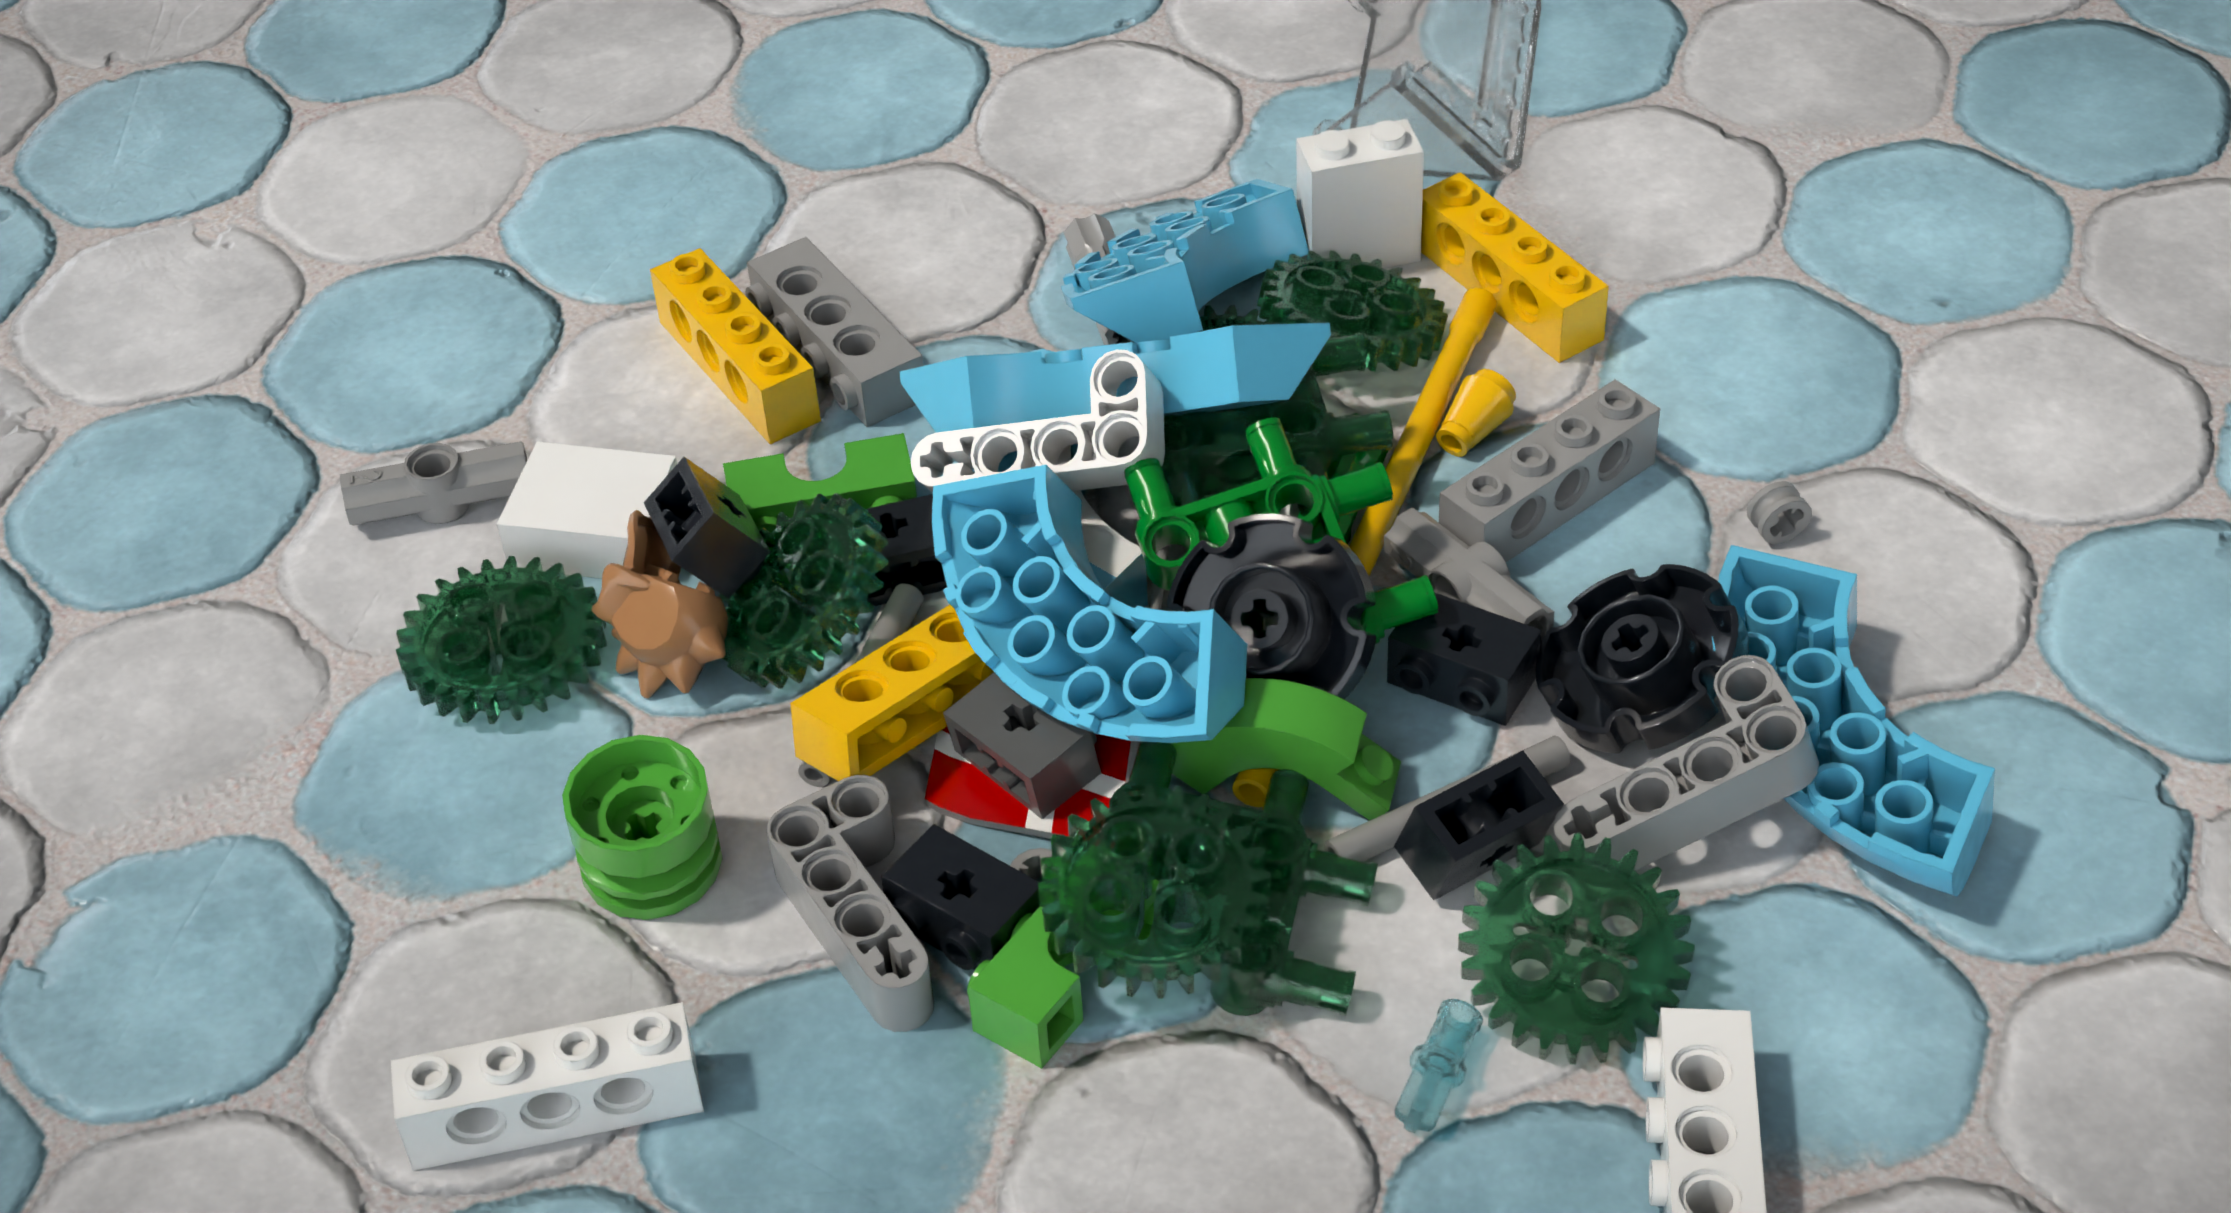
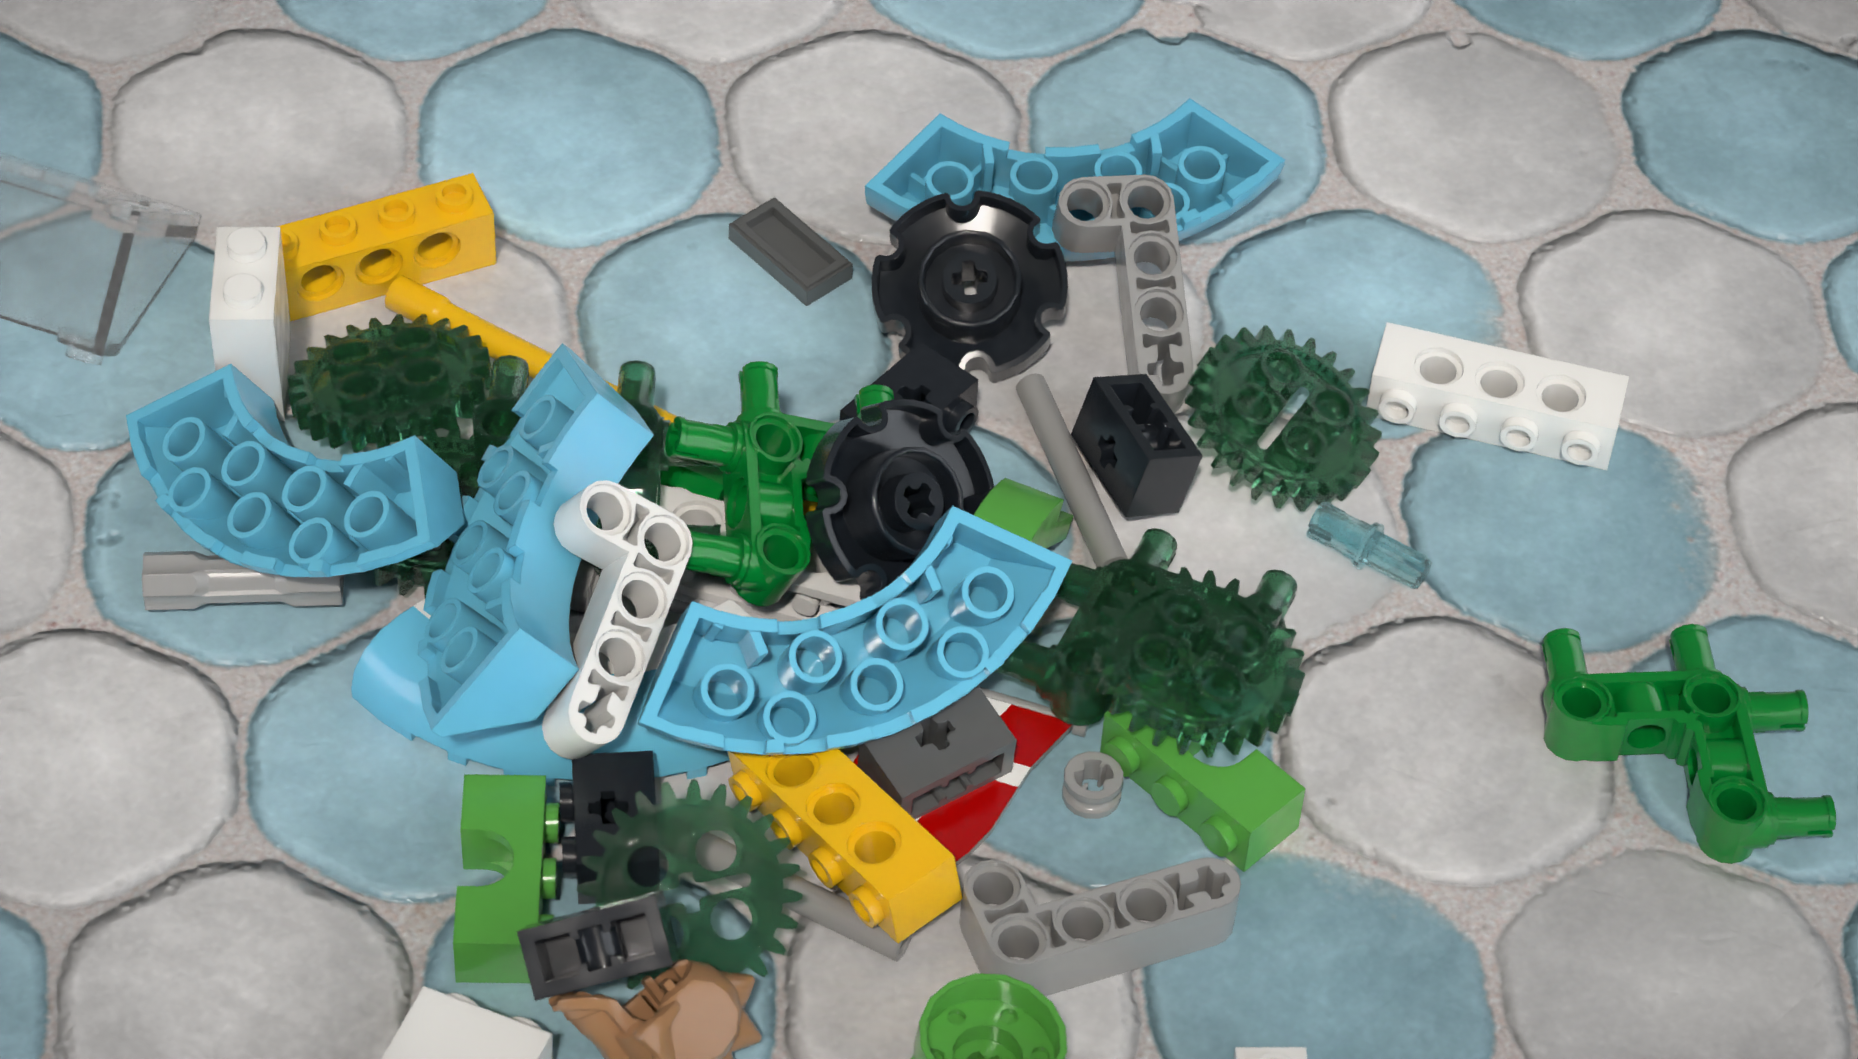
camera: 85 degrees left, 5 degrees up
(736, 345) = (215, 925): yellow brick -> none
(834, 329) = (246, 807): light grey brick -> none
(958, 897) = (1119, 832): black brick -> none
(1463, 572) = (816, 385): light grey piece -> none
(1476, 411) = (564, 319): yellow cone -> none
(1554, 472) = (692, 291): light grey brick -> none
(1671, 534) = (790, 251): none -> dark grey tile
(1779, 512) = (790, 159): light grey bush -> none

